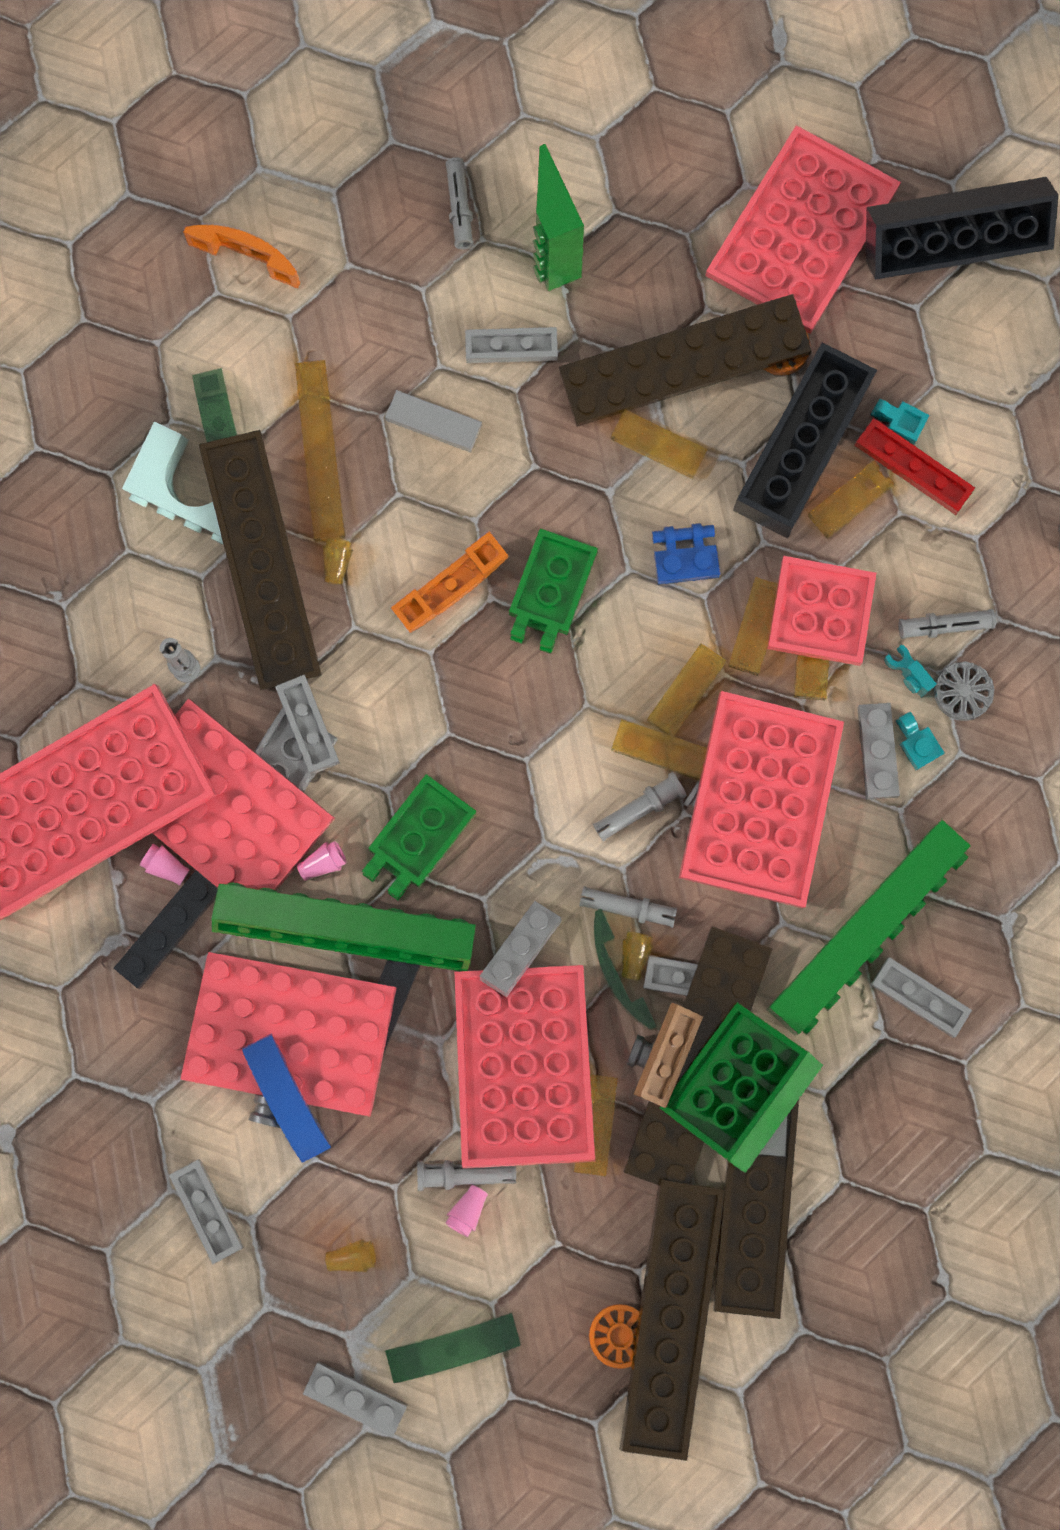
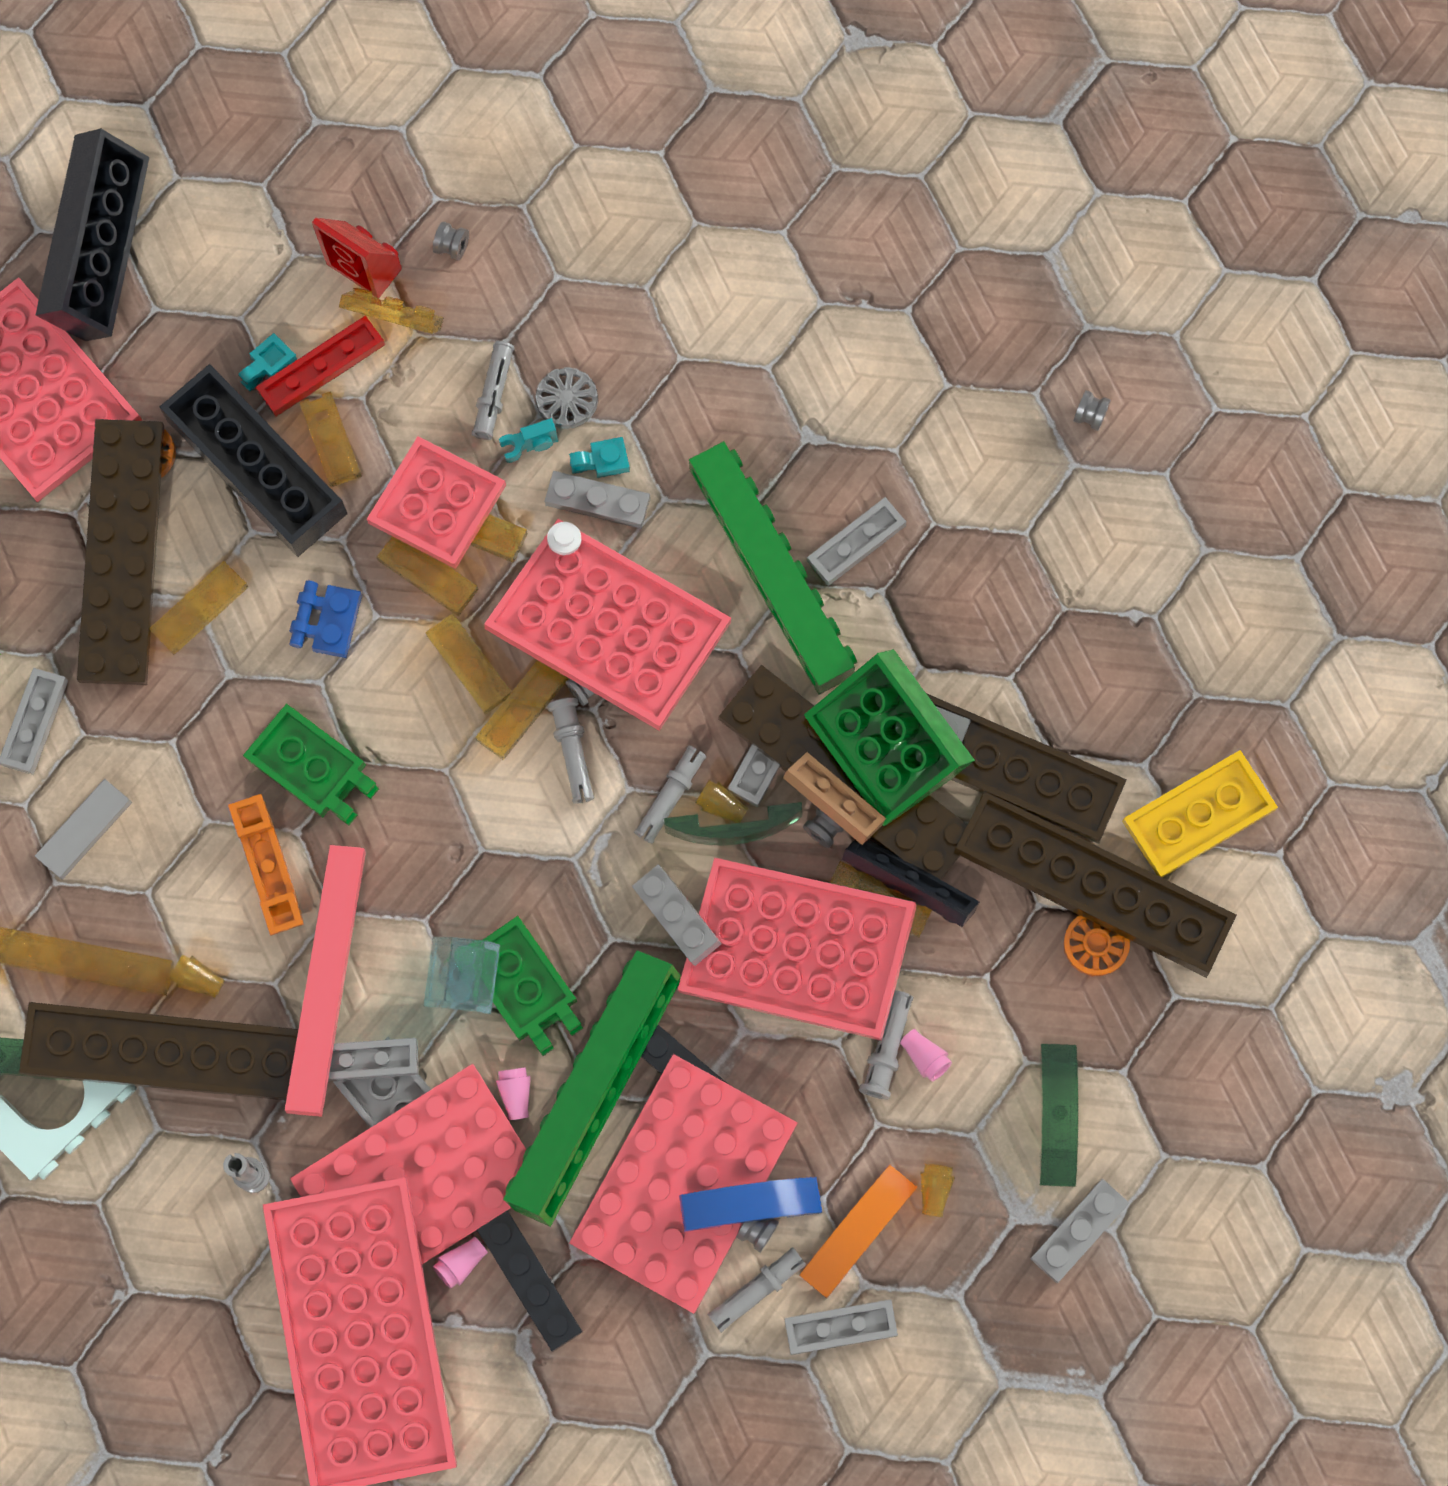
camera: 70 degrees left, 5 degrees down
(211, 1123) = (758, 1288): none -> light grey pin
(295, 1200) = (857, 1231): none -> orange slope
(364, 667) = (325, 981): none -> coral tile
(406, 781) = (461, 974): none -> clear light blue slope
(618, 1150) = (911, 881): none -> black plate
(771, 1398) = (1199, 814): none -> yellow plate
(825, 733) = (564, 538): none -> white plate
(988, 509) = (391, 310): none -> clear yellow plate
(1029, 460) = (357, 255): none -> red slope

